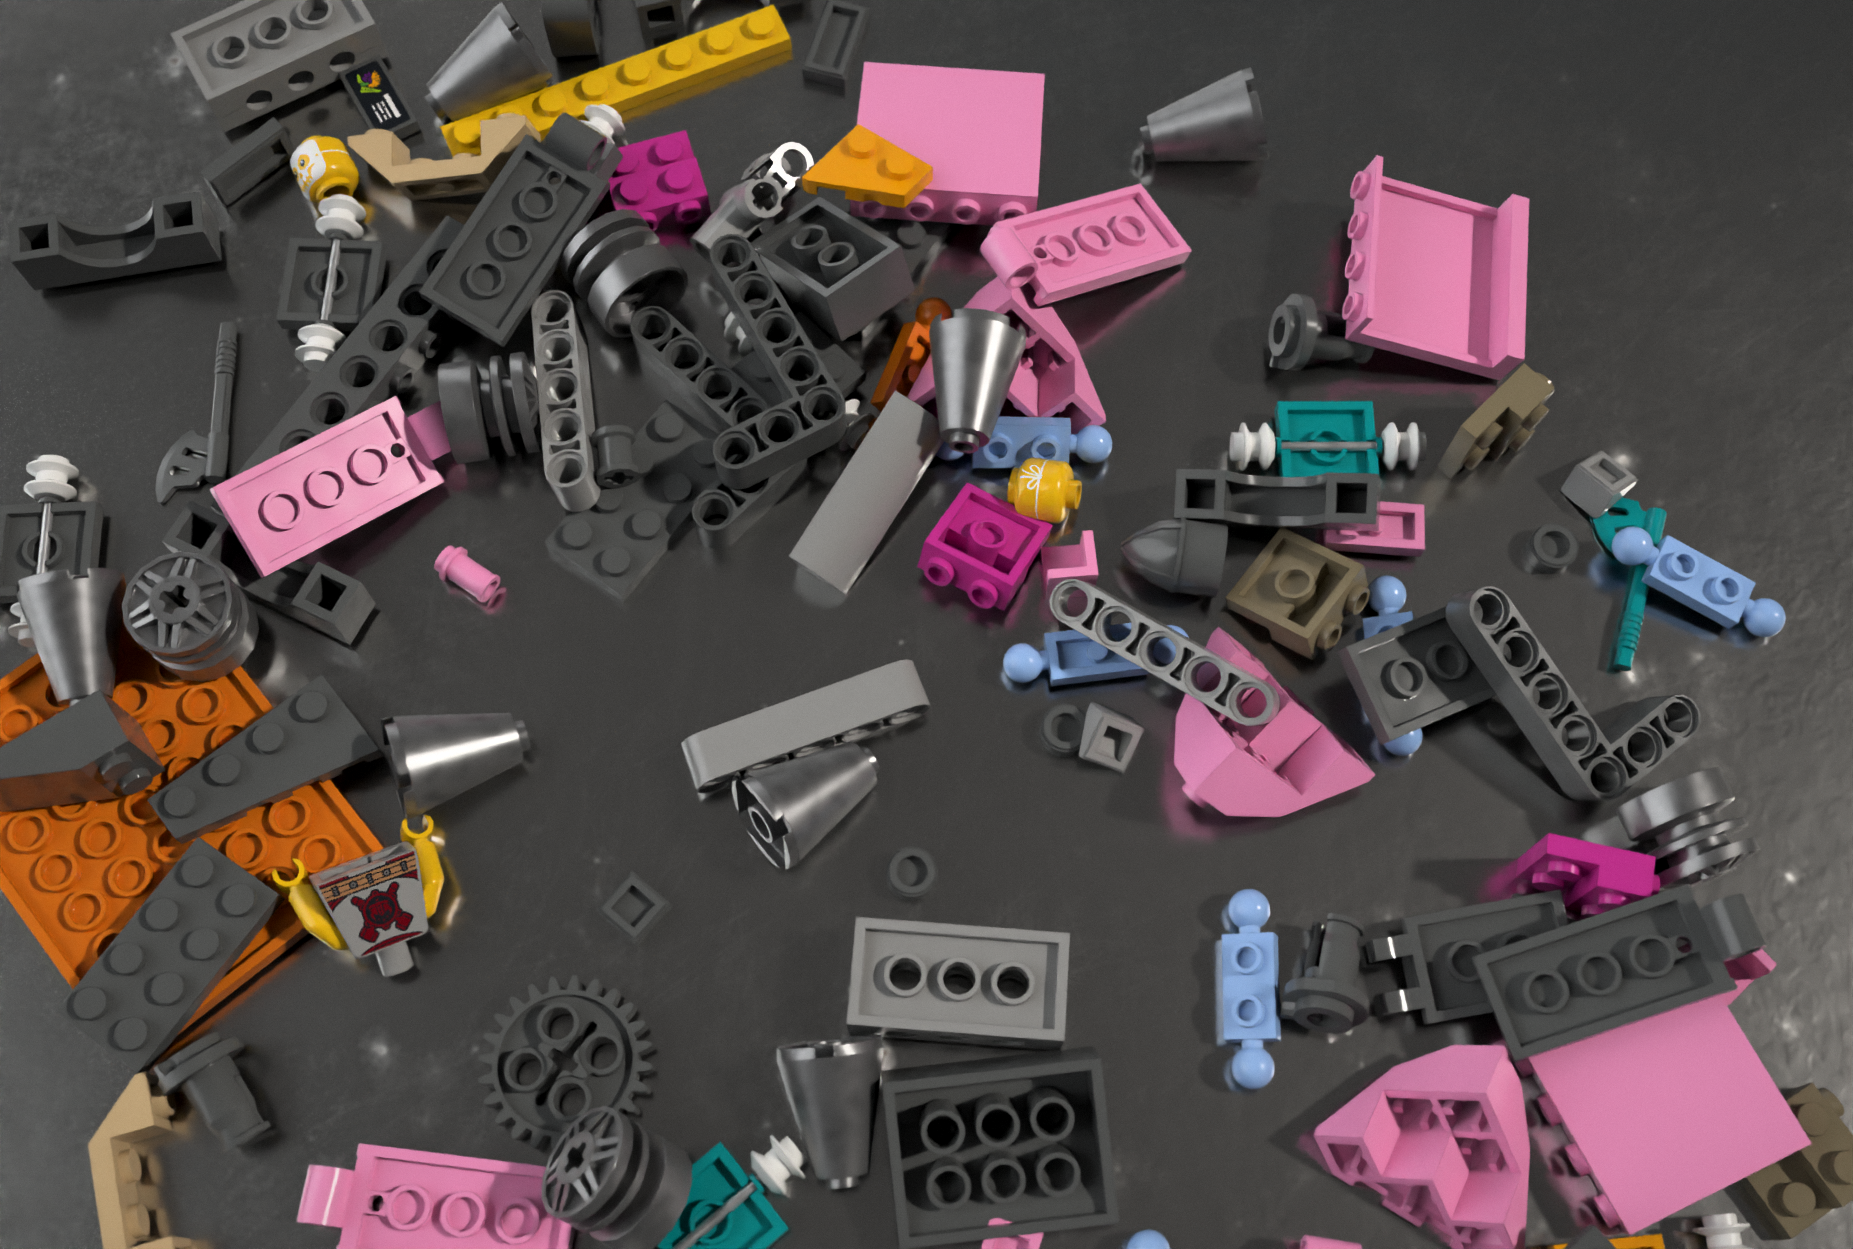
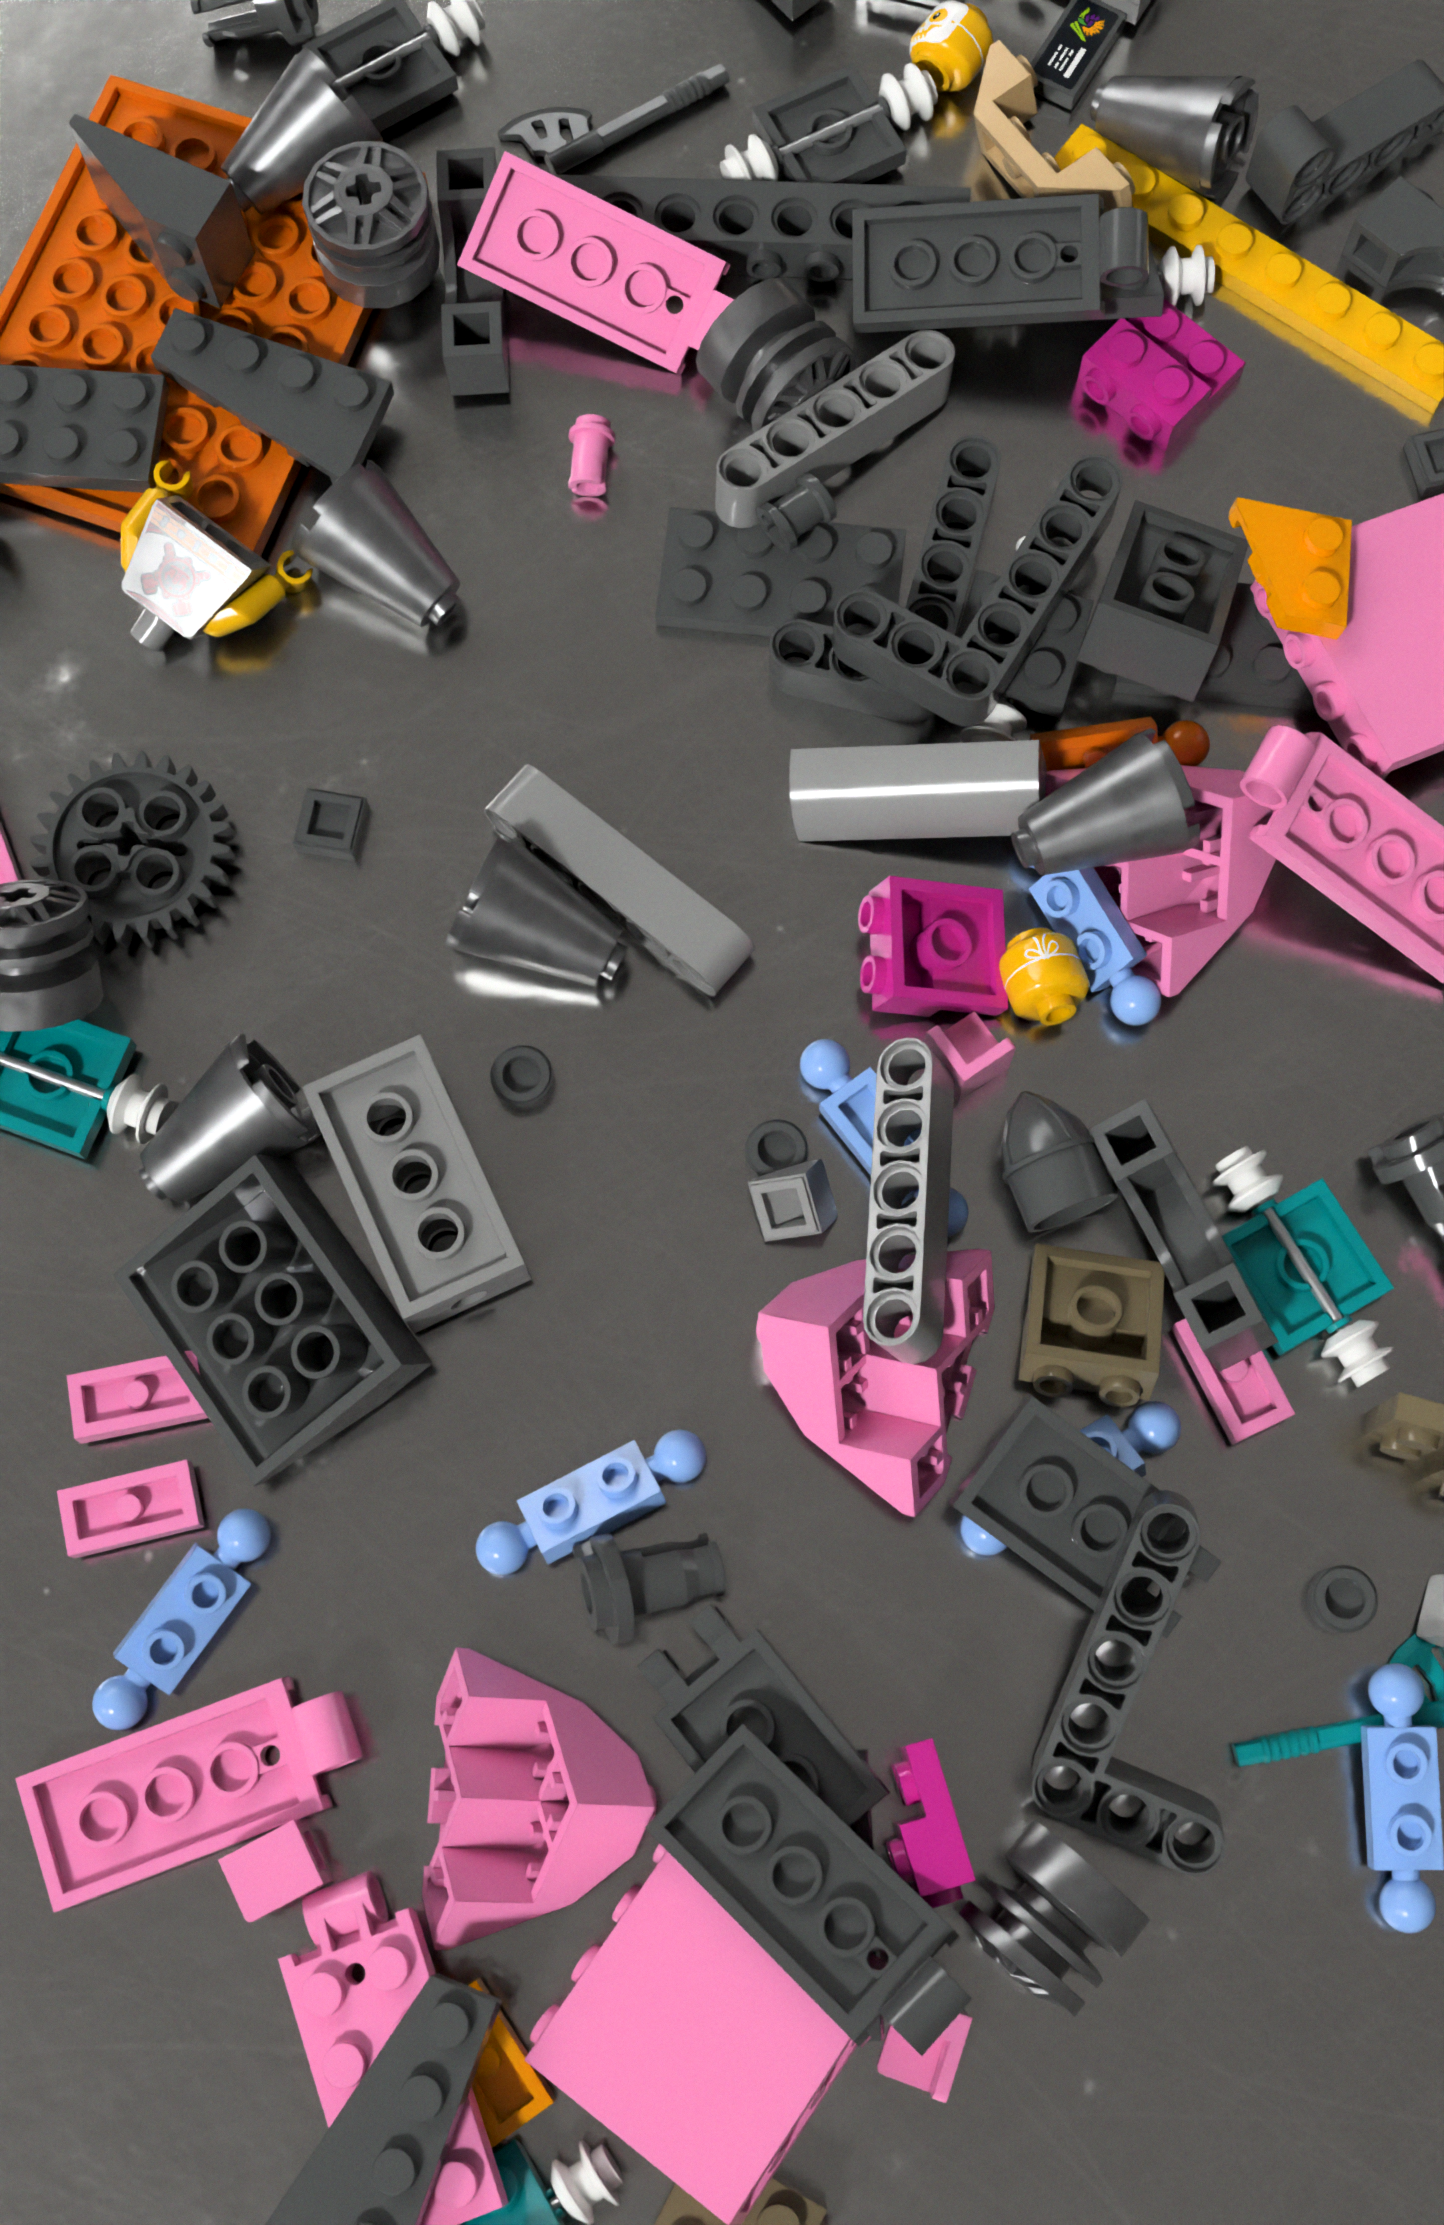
camera: 65 degrees right, 5 degrees up
(621, 269) = (1019, 392): flat silver wheel -> none
(755, 199) = (1155, 468): light grey connector -> none

